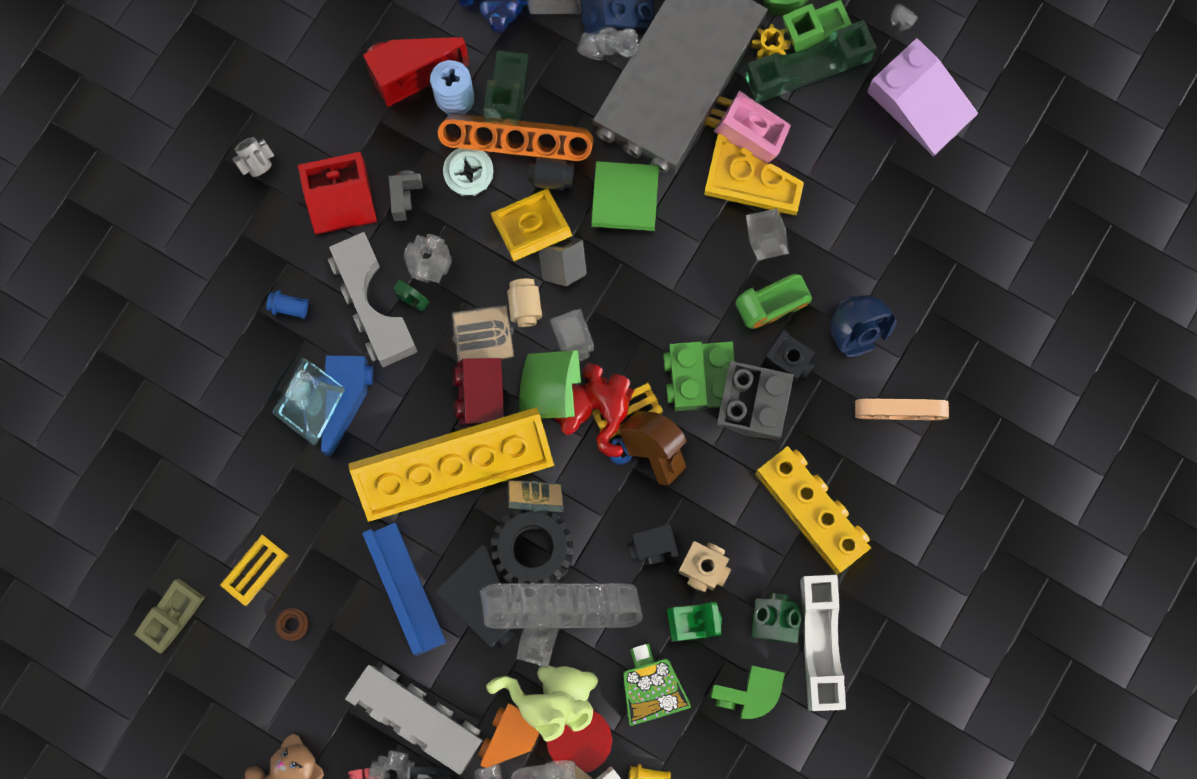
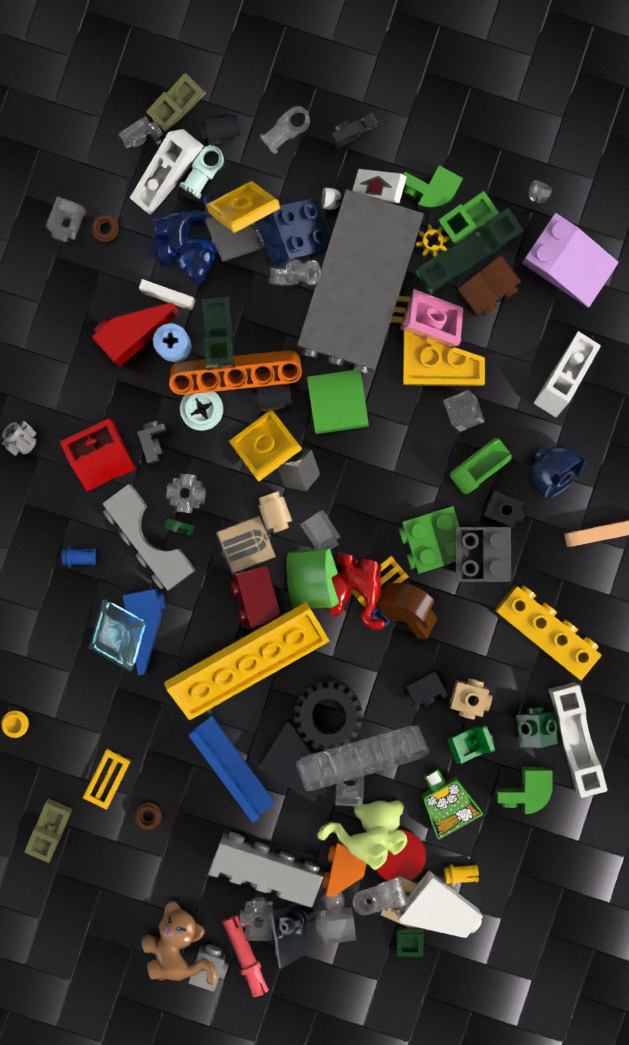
camera: 15 degrees left, 10 degrees up
(163, 481) = (15, 724): none -> yellow plate
(446, 29) = (167, 295): none -> white tile
(535, 496) = (321, 672): piece -> none
(825, 106) = (489, 286): none -> reddish brown brick
(893, 222) = (567, 375): none -> white slope

